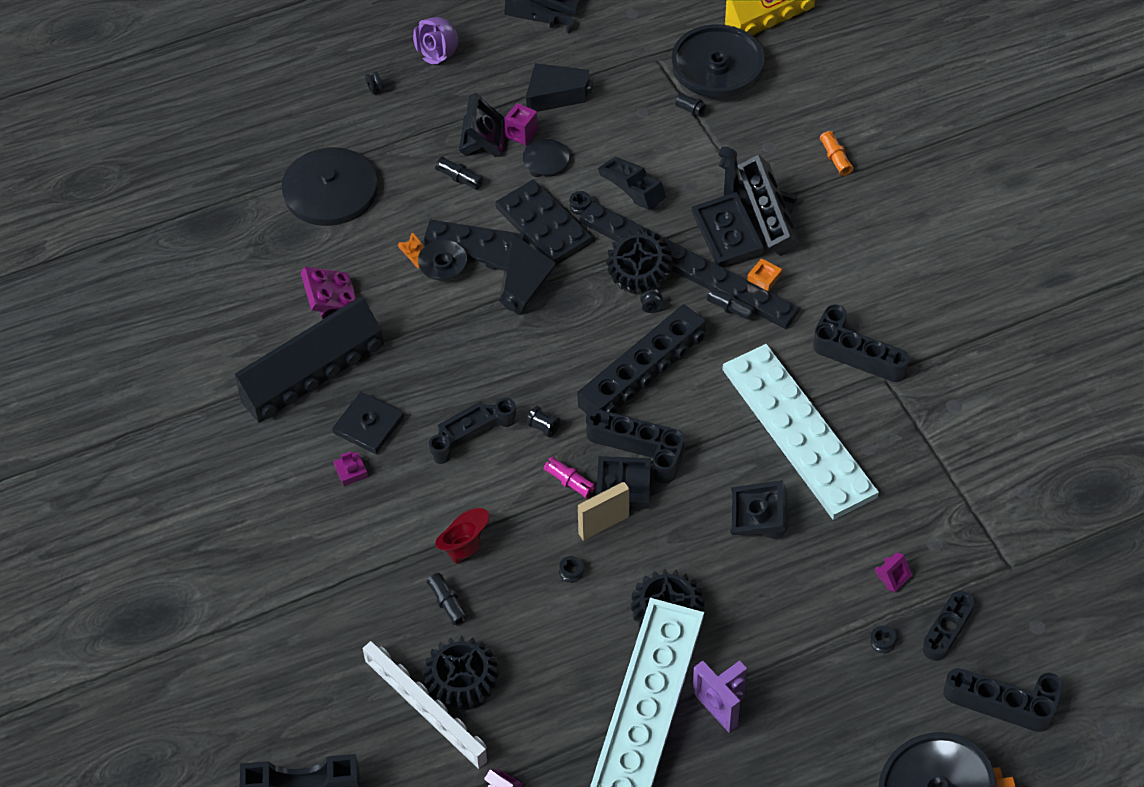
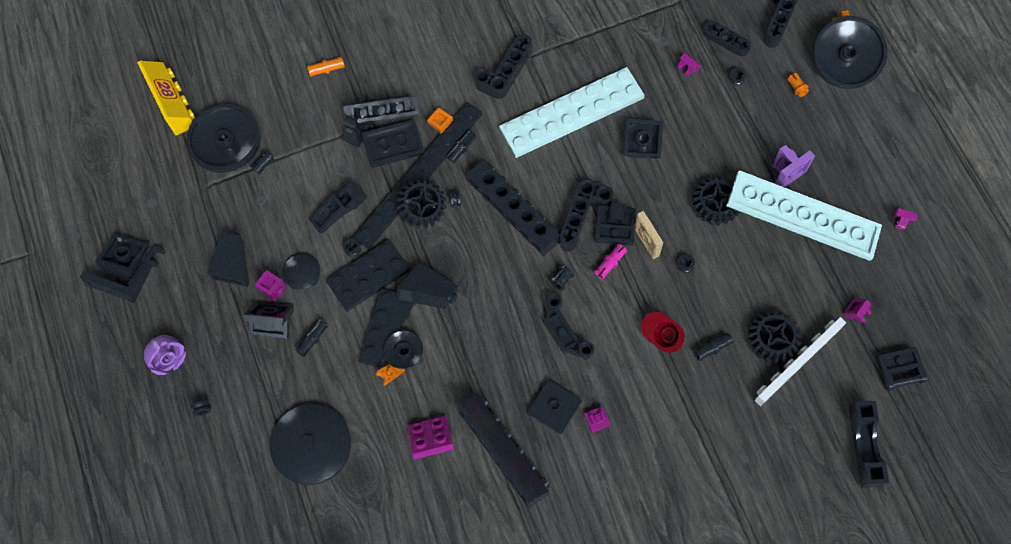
camera: 85 degrees left, 15 degrees up
(869, 723) = (800, 88): none -> orange pin

